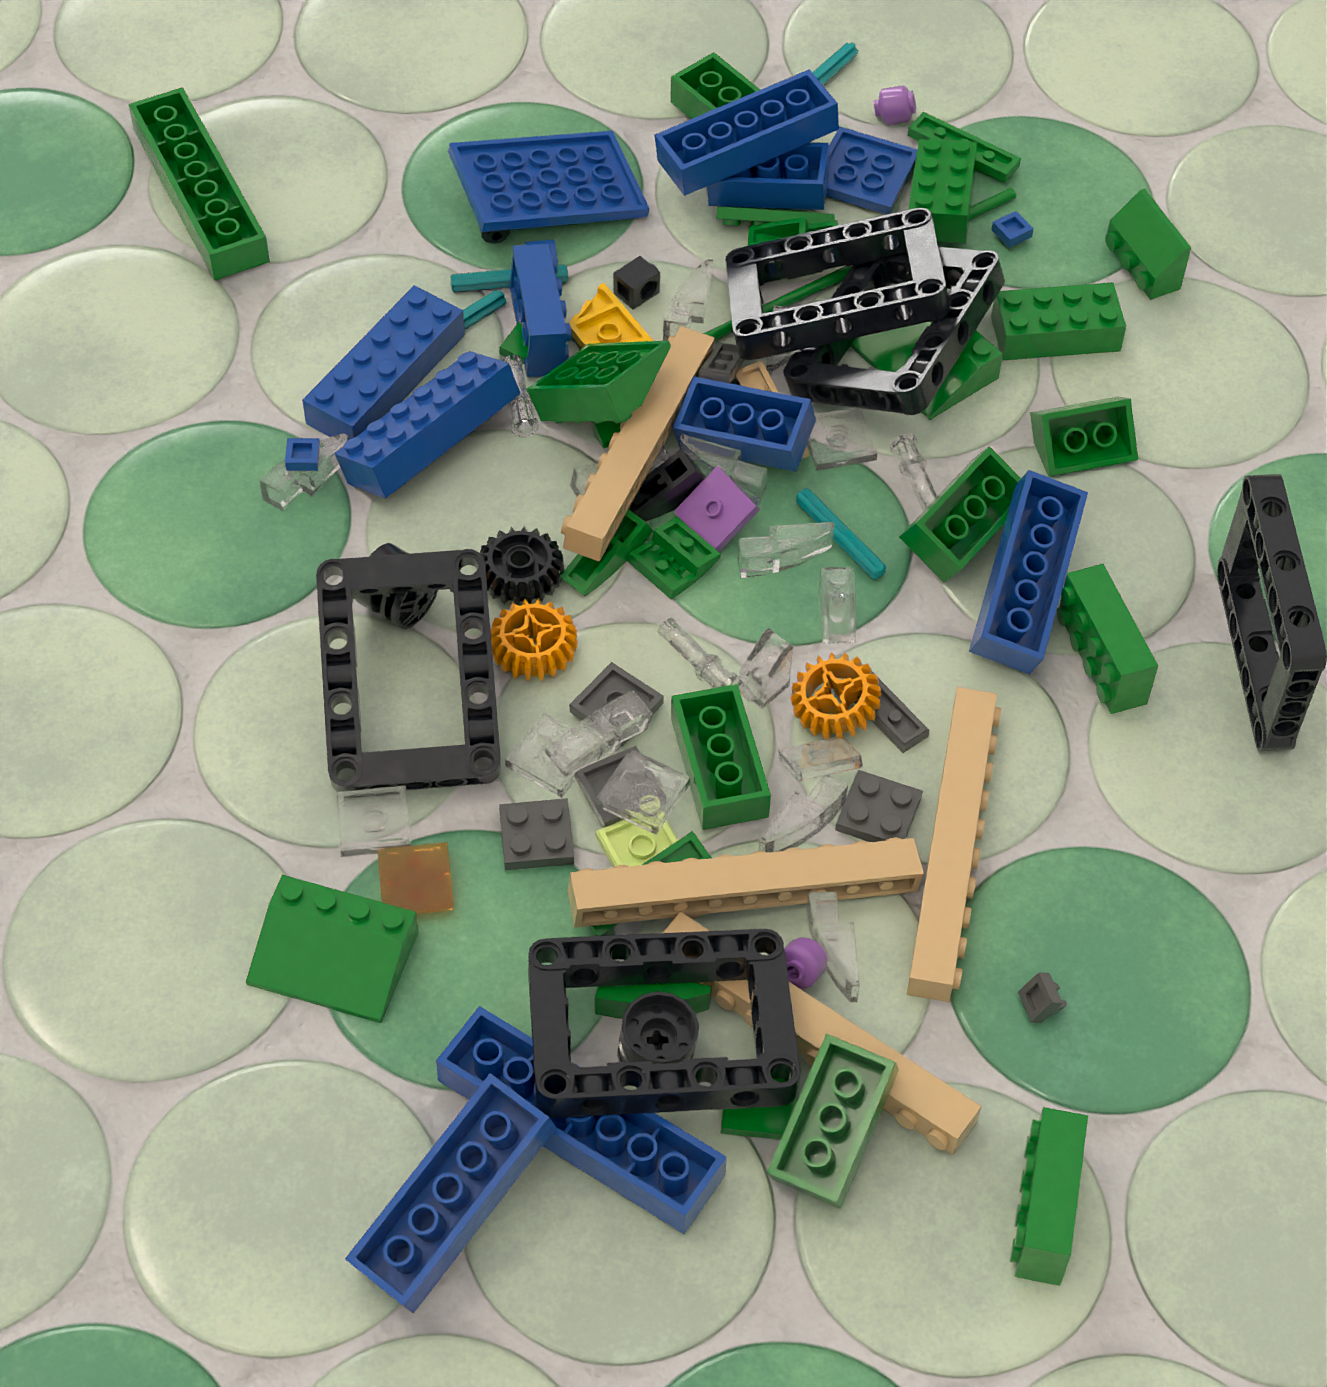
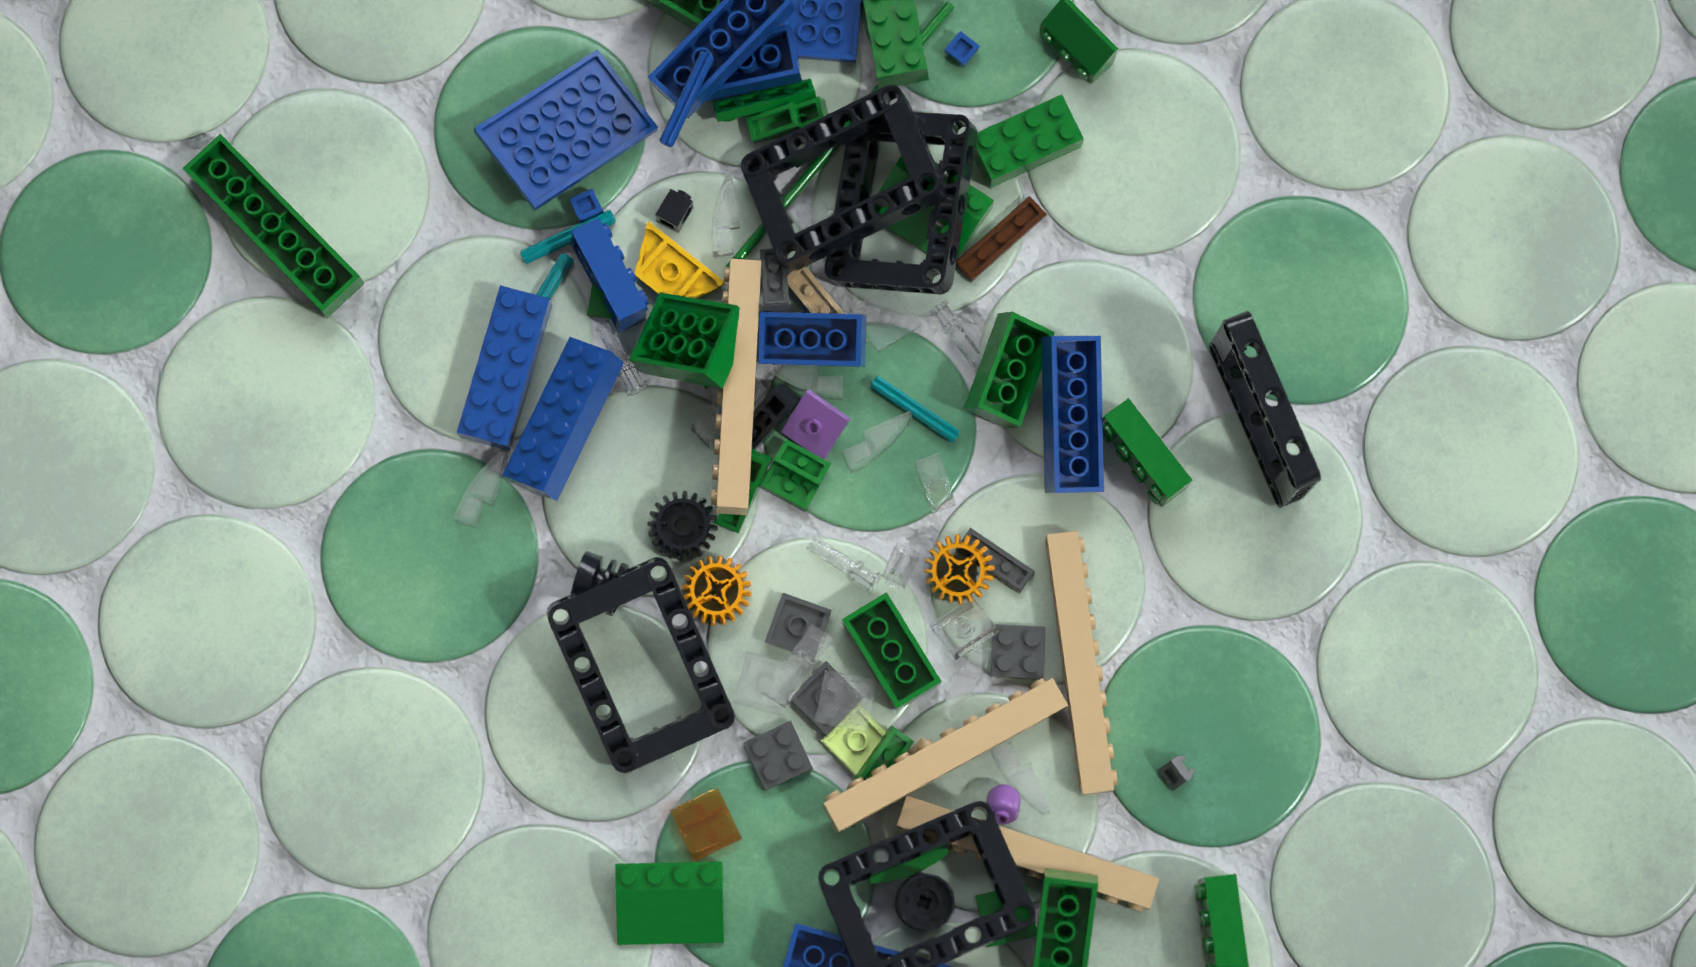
camera: 20 degrees left, 25 degrees up
(302, 454) = (480, 488): blue plate -> none
(688, 157) = (686, 99): none -> blue axle
(998, 405) = (1000, 239): none -> reddish brown tile
(1085, 435) = (1076, 251): green slope -> none

